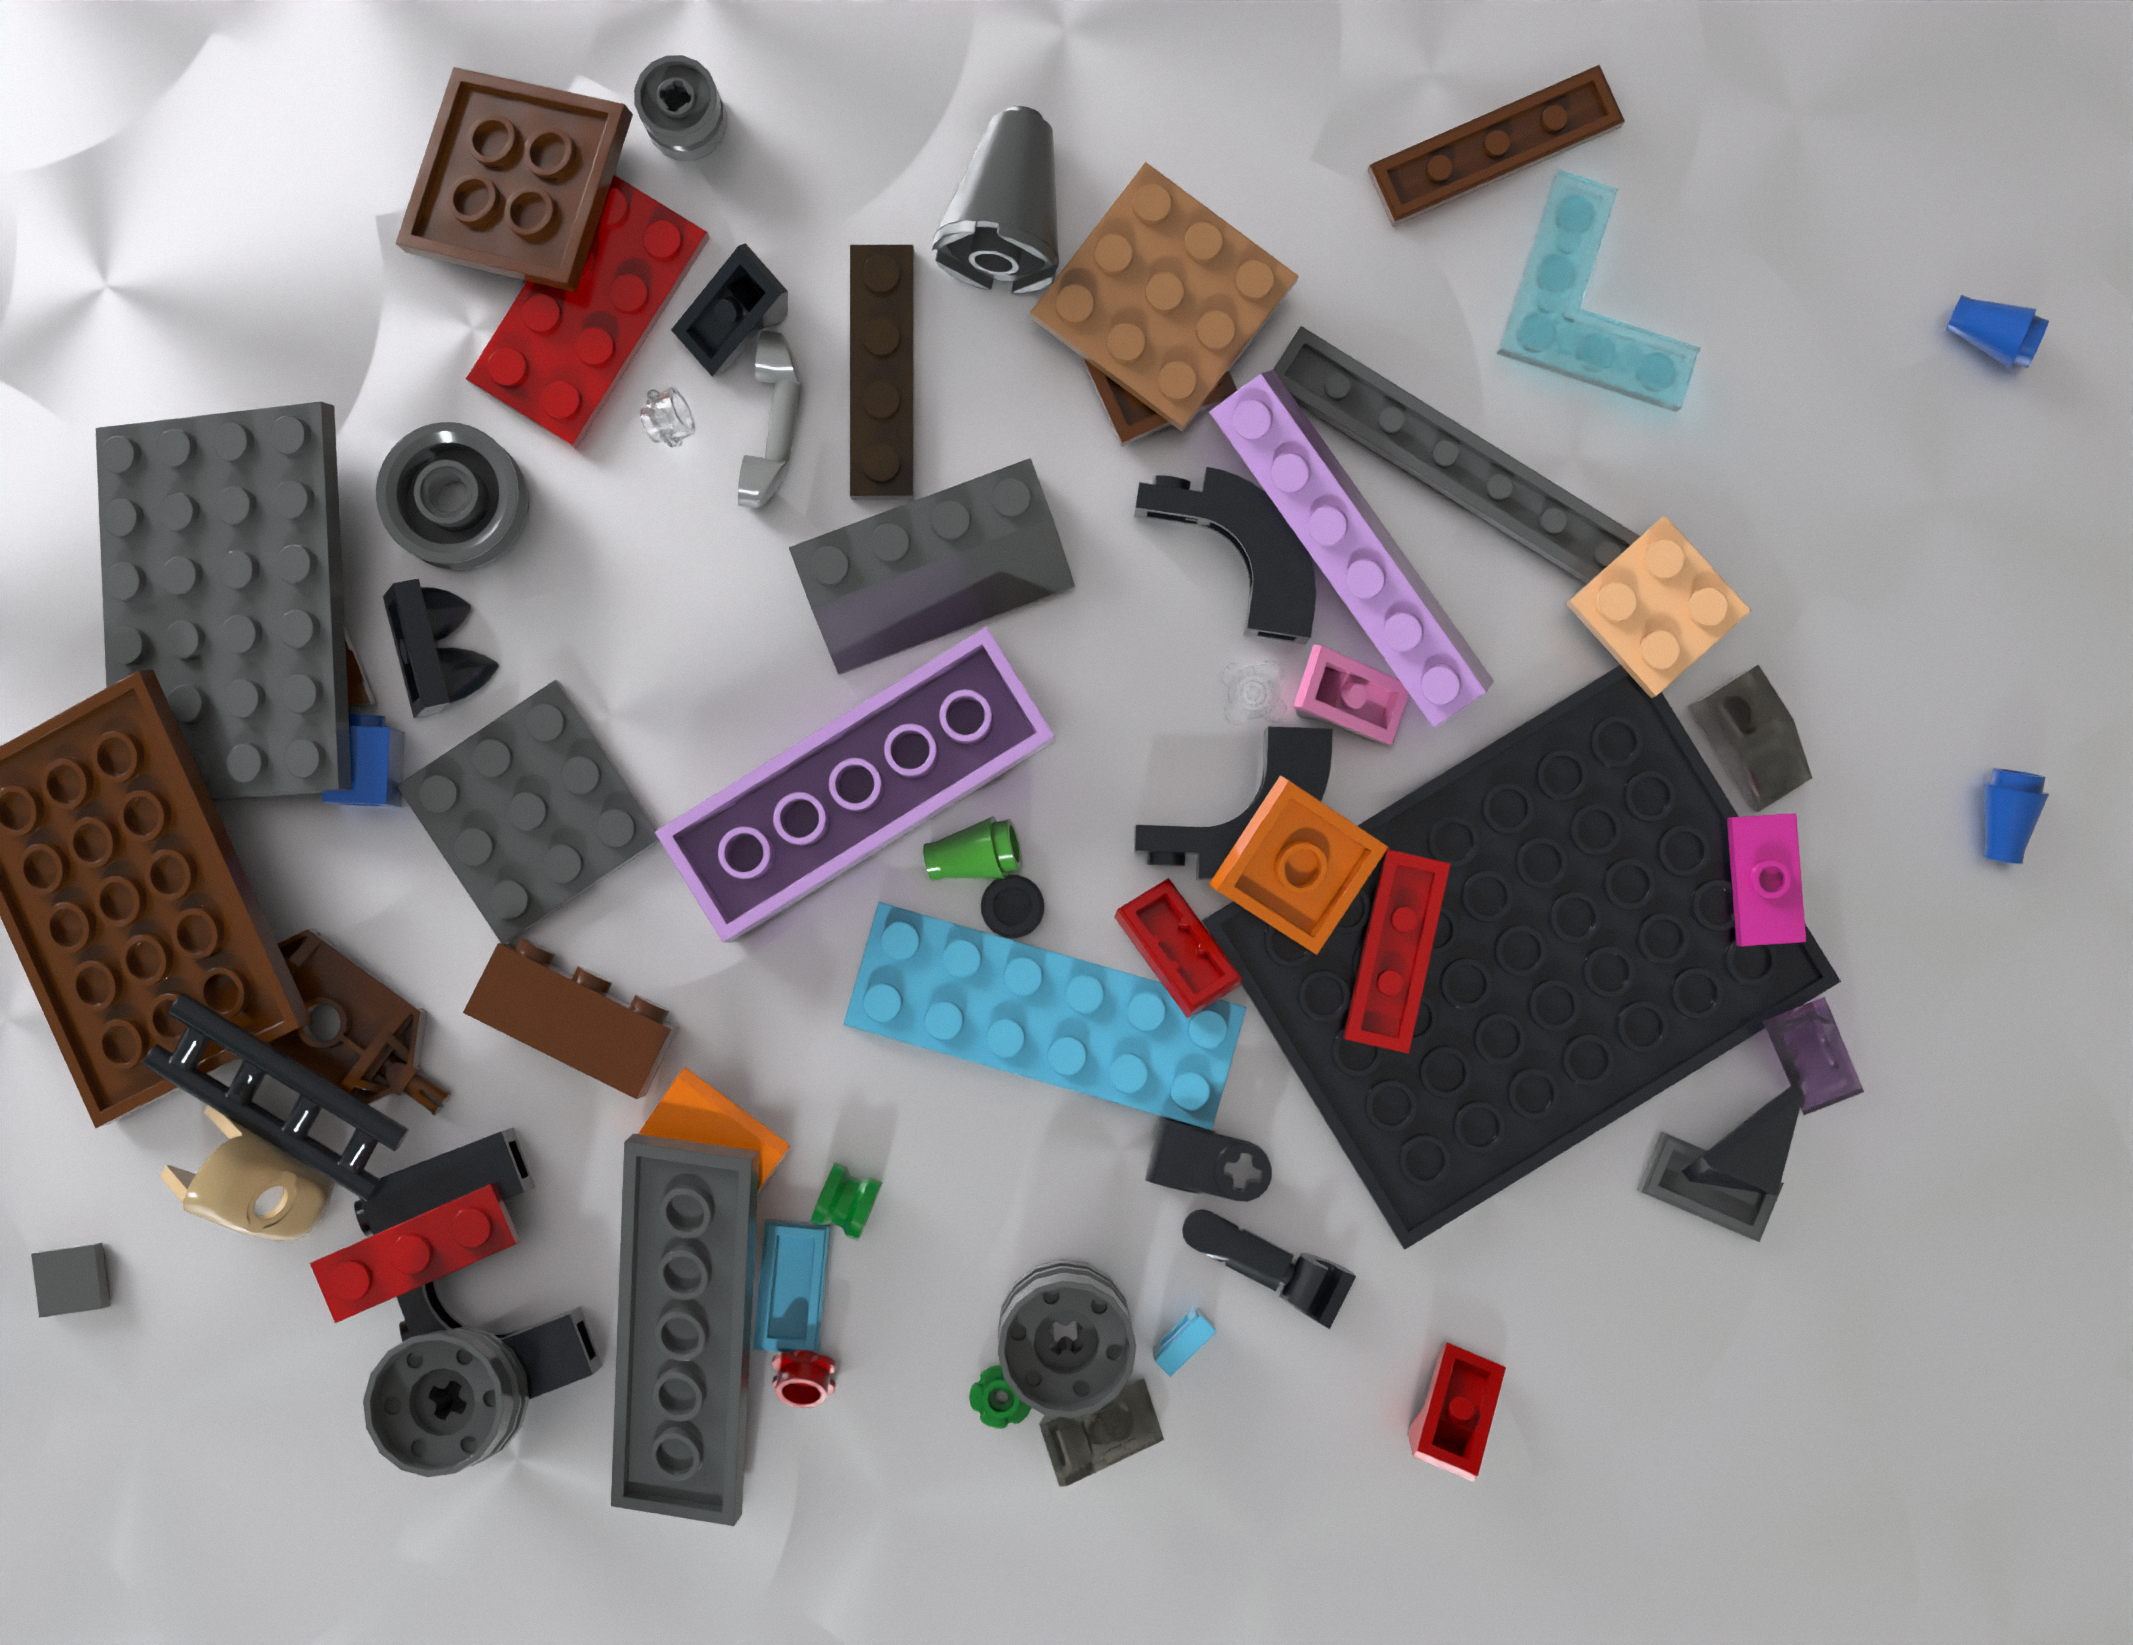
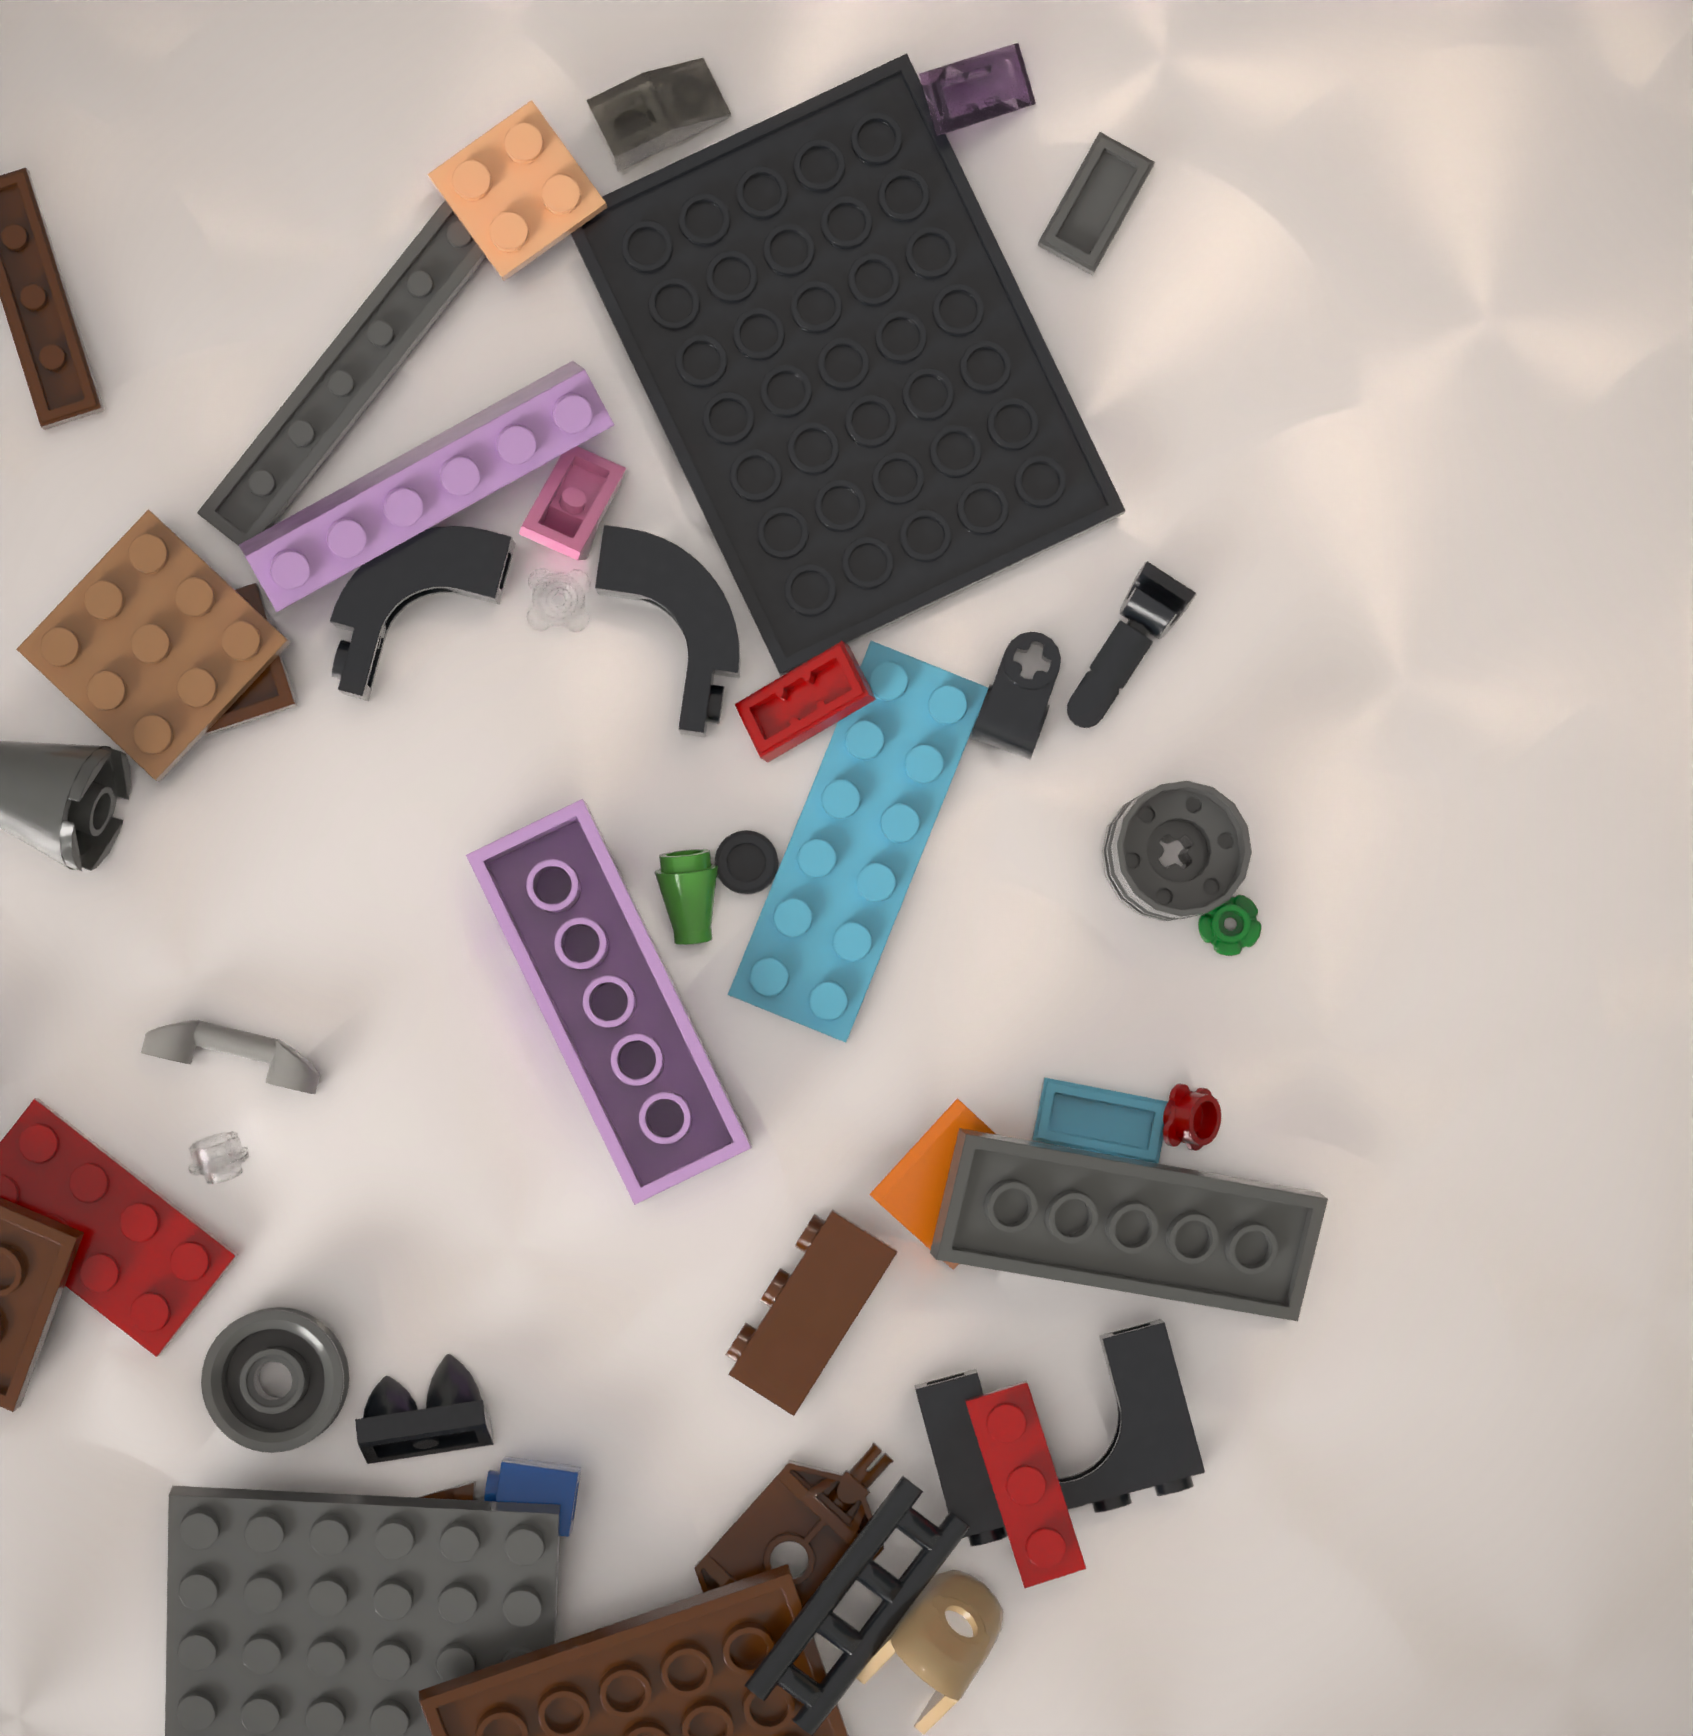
camera: 85 degrees left, 0 degrees up
(412, 1414) = (1182, 1496): dark grey wheel -> none
(530, 812) = (600, 1335): dark grey plate -> none
(732, 311) = (119, 1080): black slope -> none
(846, 1201) = (1021, 1056): green wheel -> none
(882, 372) = (195, 937): dark brown plate -> none
(933, 566) = (398, 904): dark grey slope -> none
(1101, 1438) = (1275, 826): clear smoke slope -> none
(1183, 1341) = (1192, 737): medium azure tile -> none
(1298, 865) = (735, 572): orange plate -> none
(1396, 951) = (830, 485): red plate -> none
(1457, 1412) = (1288, 475): red slope -> none
(1559, 336) = (216, 266): clear light blue plate -> none
(1755, 1151) = (1065, 158): black slope -> none
(1766, 879) = (798, 115): dark pink plate -> none

